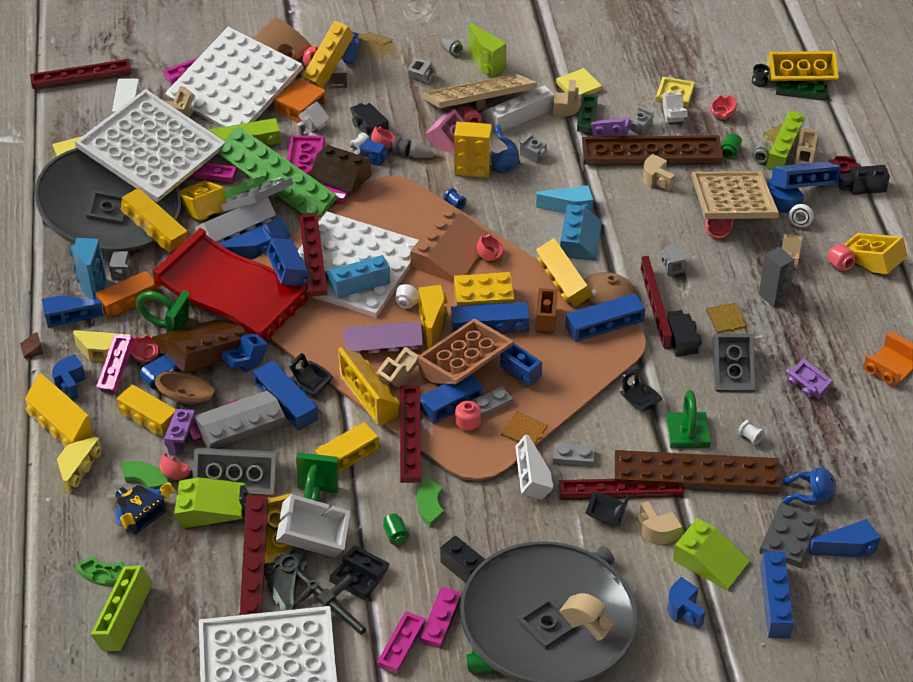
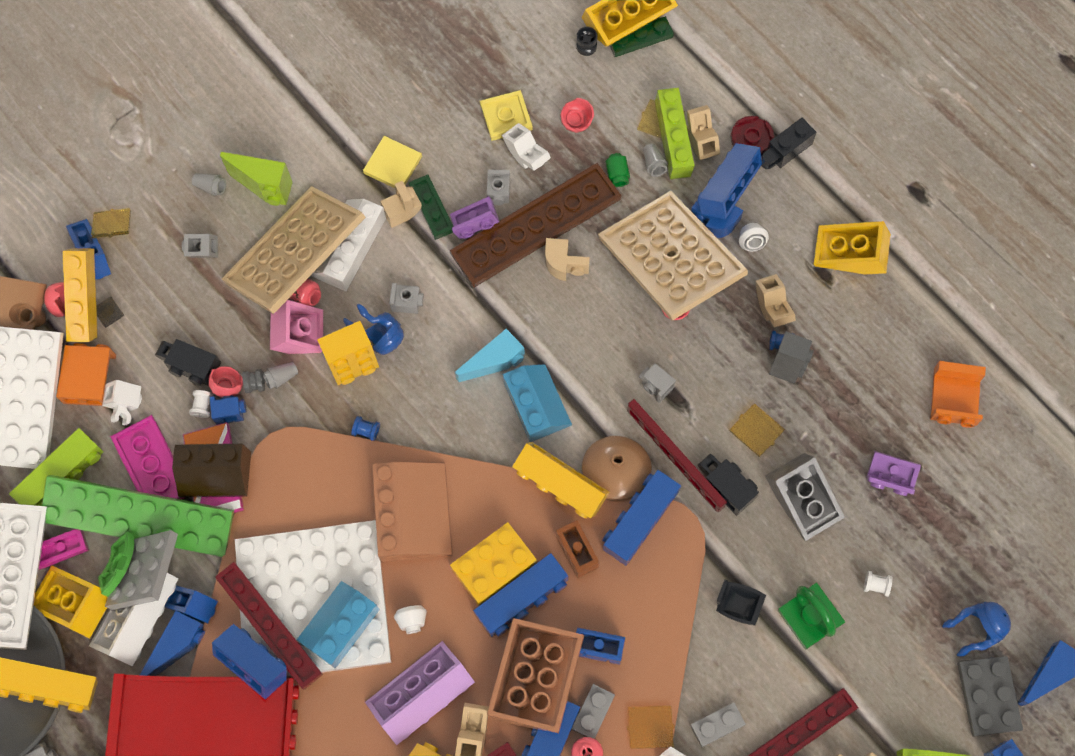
camera: 30 degrees left, 25 degrees up
(432, 312) = (456, 628): yellow slope -> none
(489, 248) = (457, 489): coral hair -> none
(697, 471) = (853, 670): reddish brown plate -> none
(841, 257) = (827, 276): coral head -> none

